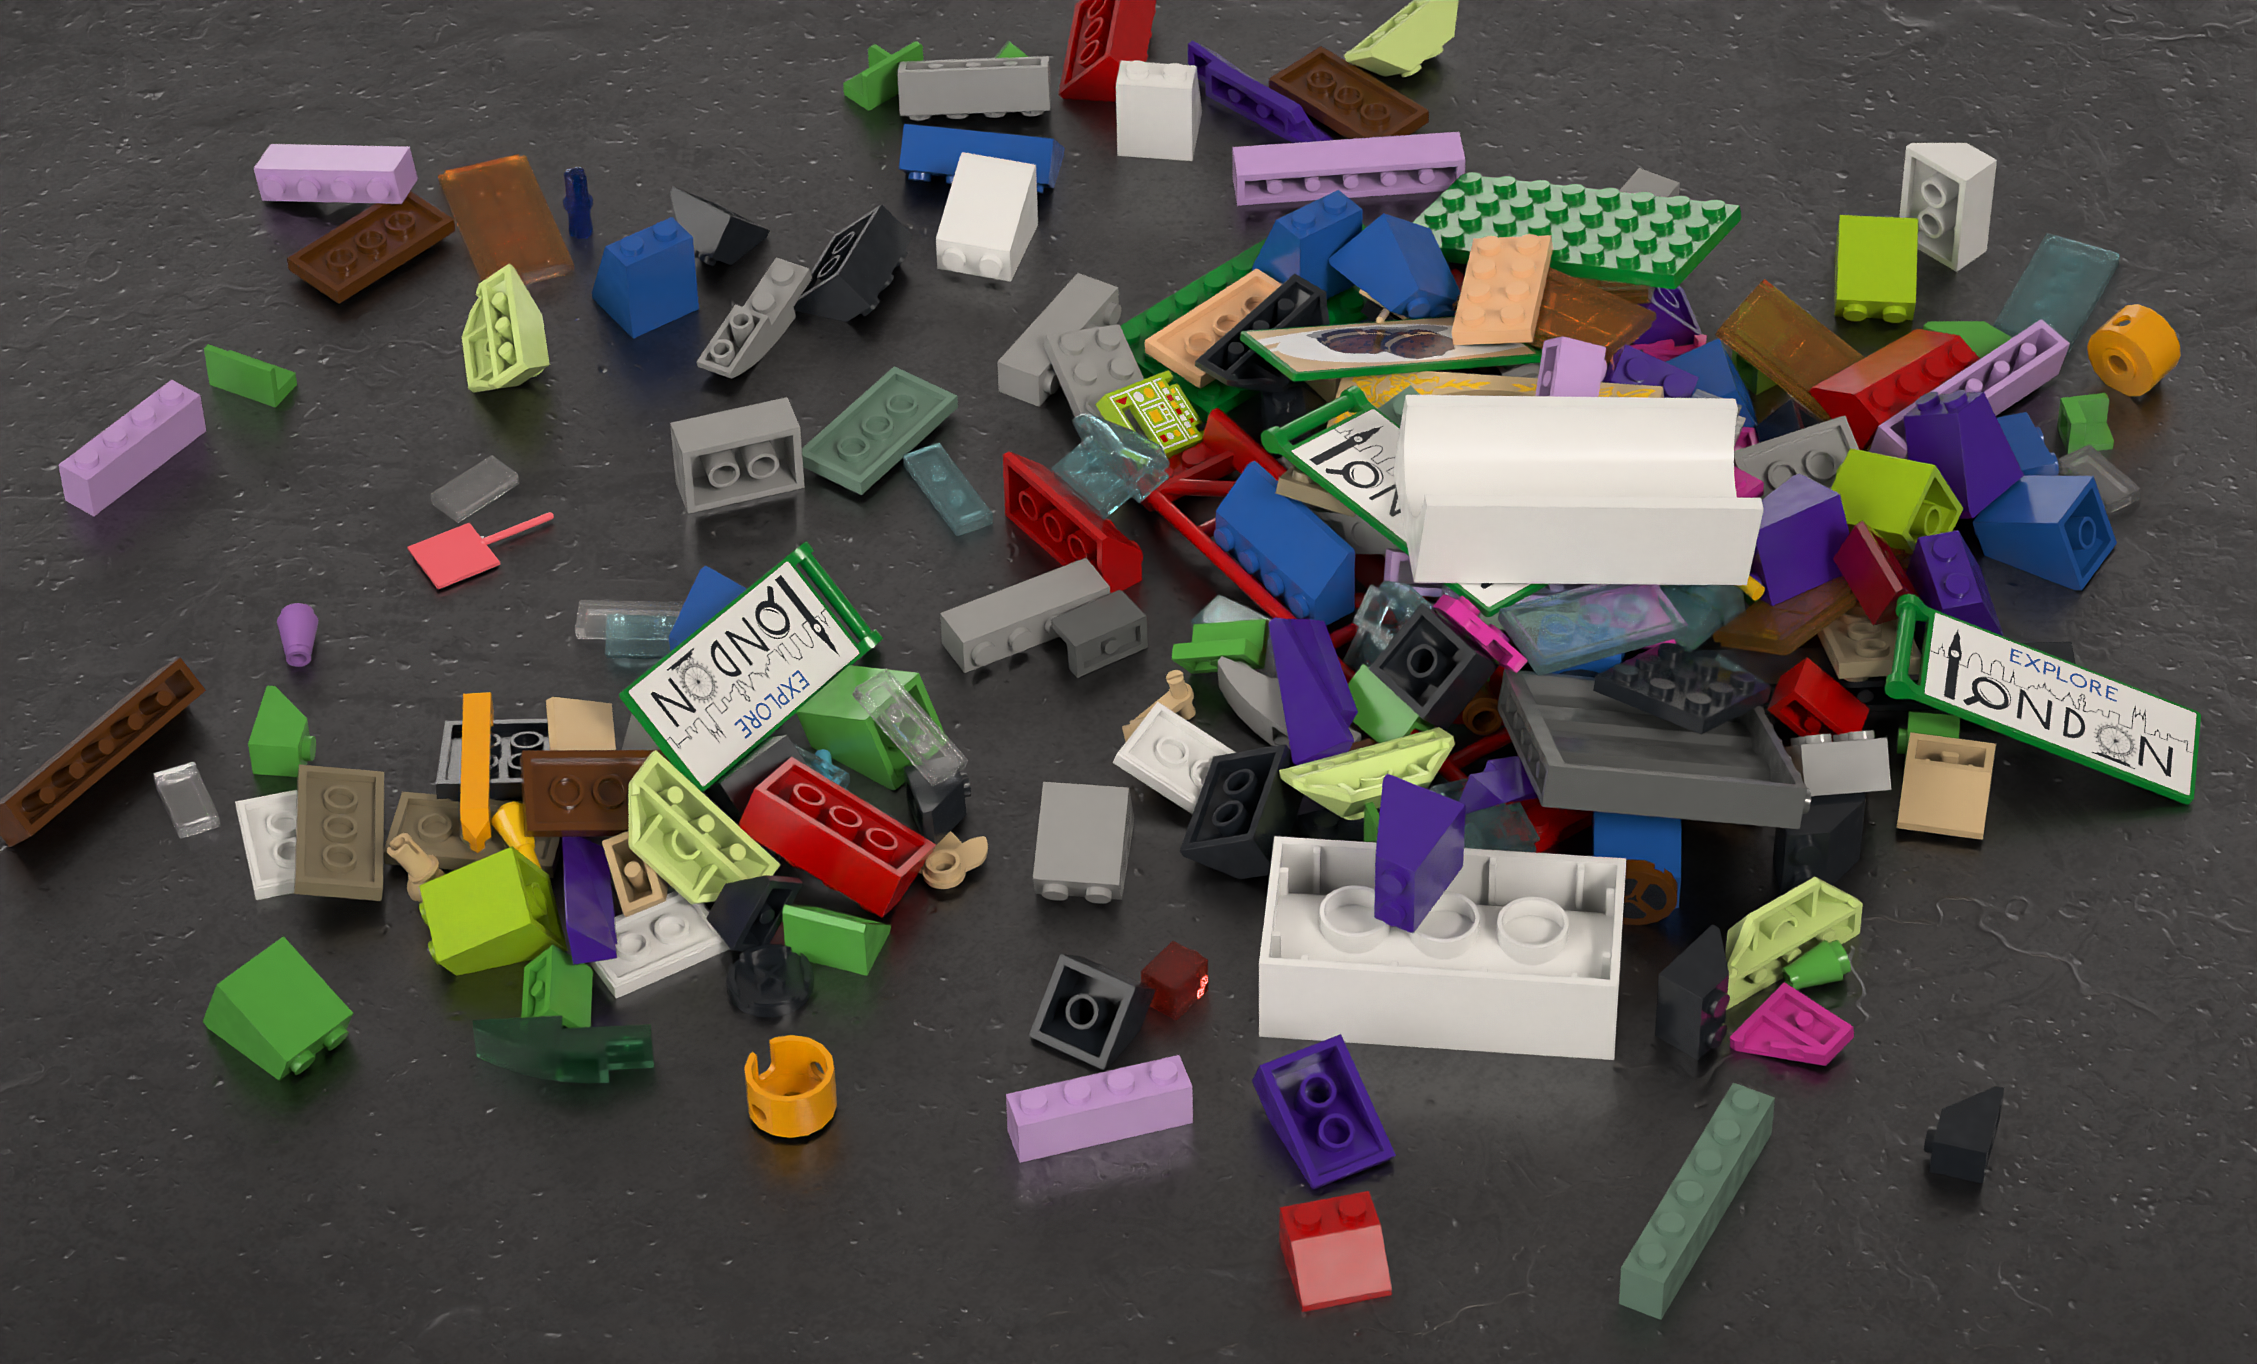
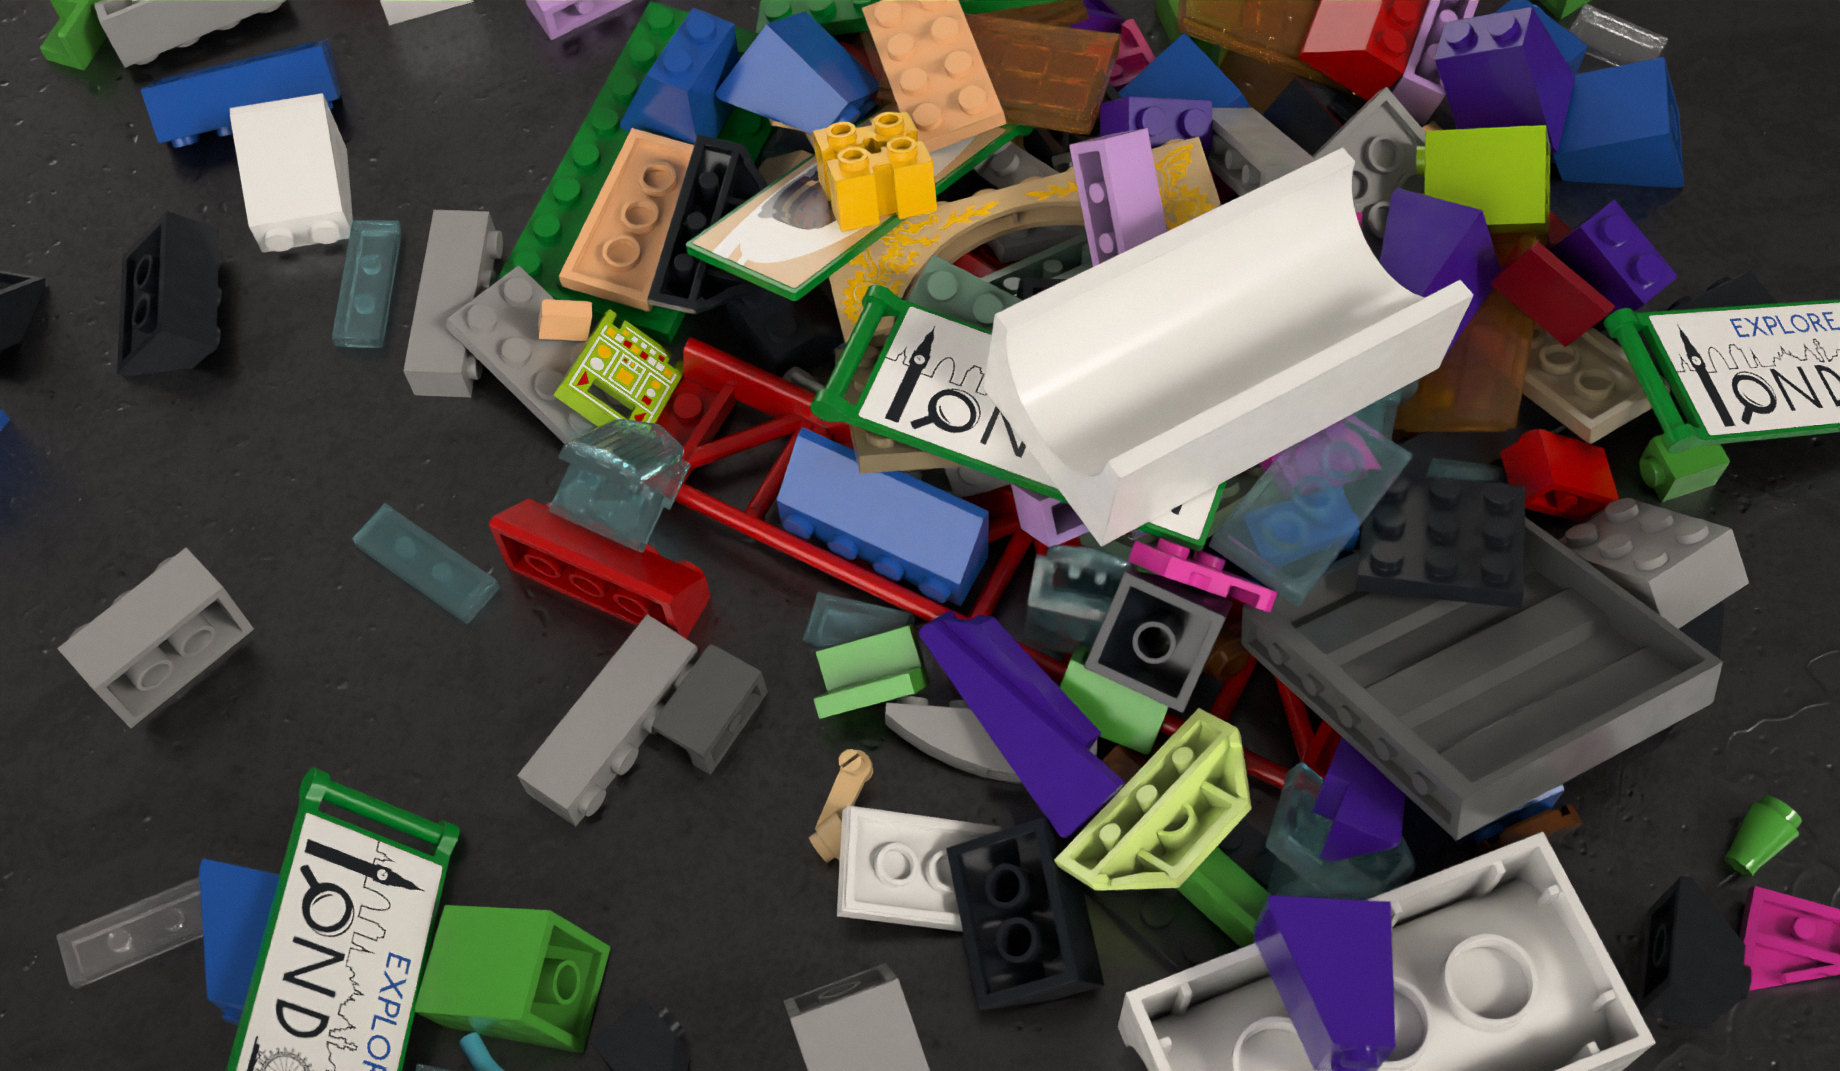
camera: 25 degrees left, 20 degrees up
(638, 636) = (158, 961): clear light blue tile -> none
(759, 324) = (92, 424): light grey slope -> none
(878, 430) = (304, 517): sand green plate -> none
(910, 727) = (581, 1003): clear tile -> none
(1003, 310) = (367, 283): none -> clear light blue tile
(1130, 361) = (564, 320): none -> light nougat tile
(1406, 328) = (875, 170): none -> yellow brick
(1784, 932) = (1705, 812): yellowish green wedge -> none
(1946, 785) = (1759, 504): tan slope -> none

